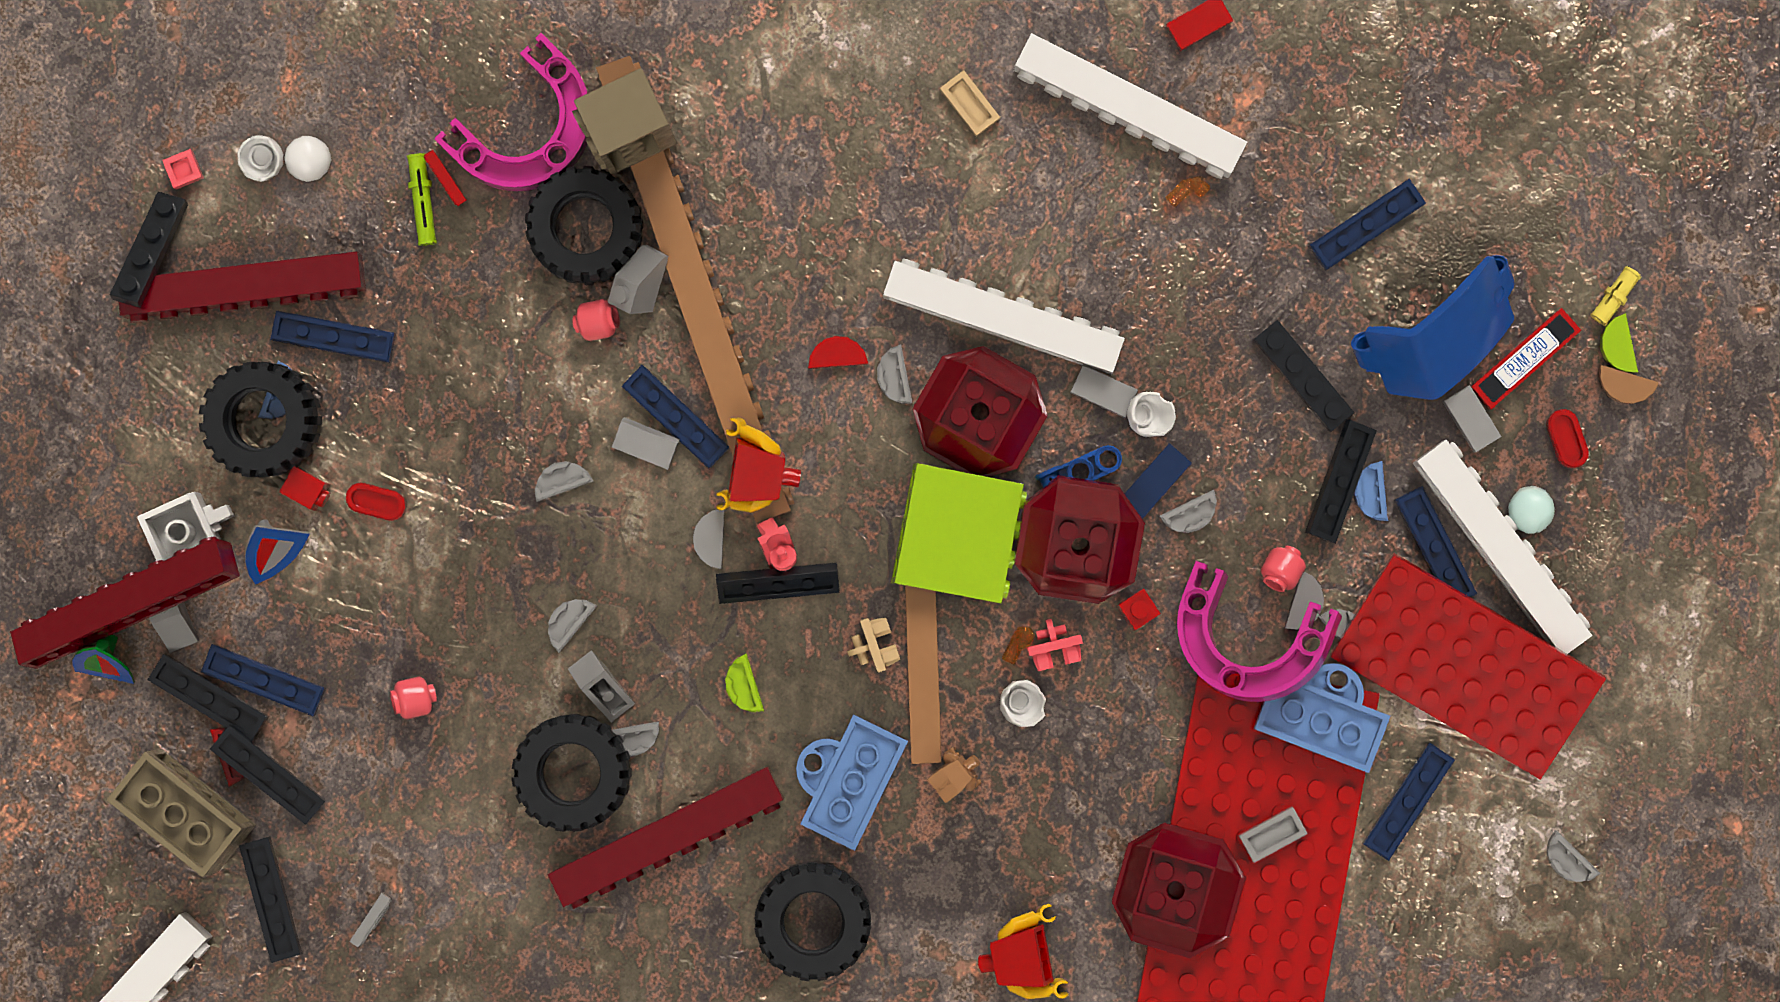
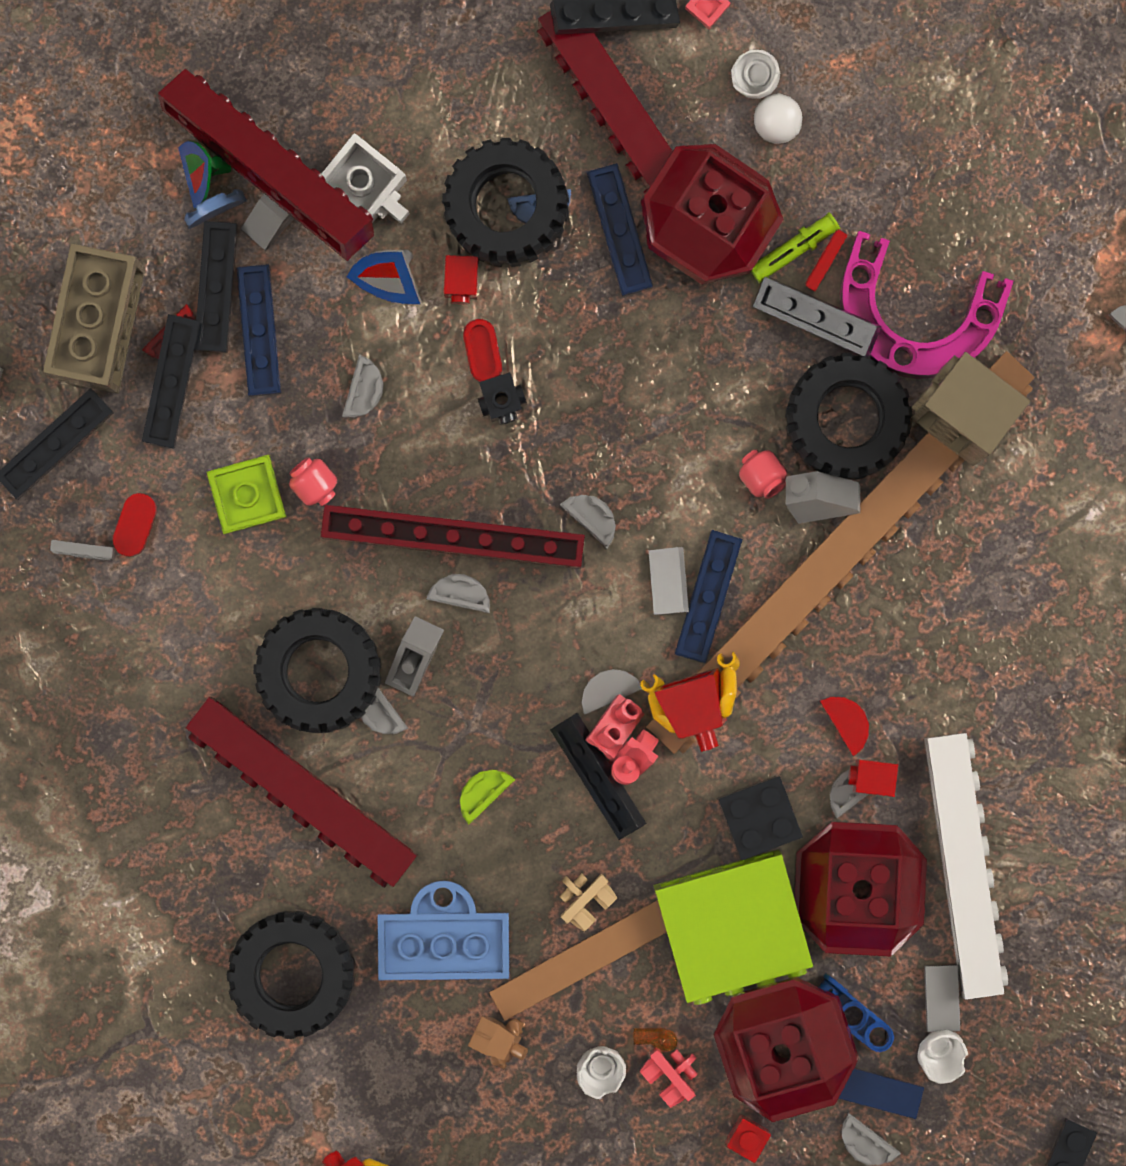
camera: 65 degrees right, 0 degrees up
(140, 666) = (214, 207): none -> medium blue tile
(357, 616) = (365, 389): none -> light grey tile
(362, 279) = (693, 236): none -> dark red piece
(373, 865) = (134, 525): none -> red tile
(395, 759) = (246, 494): none -> lime tile
(412, 505) = (501, 387): none -> black brick
(487, 209) = (817, 316): none -> plate
(517, 604) = (452, 536): none -> dark red brick
(743, 547) = (615, 726): none -> coral hips
(879, 466) = (759, 817): none -> black brick
(893, 355) = (873, 777): none -> red brick

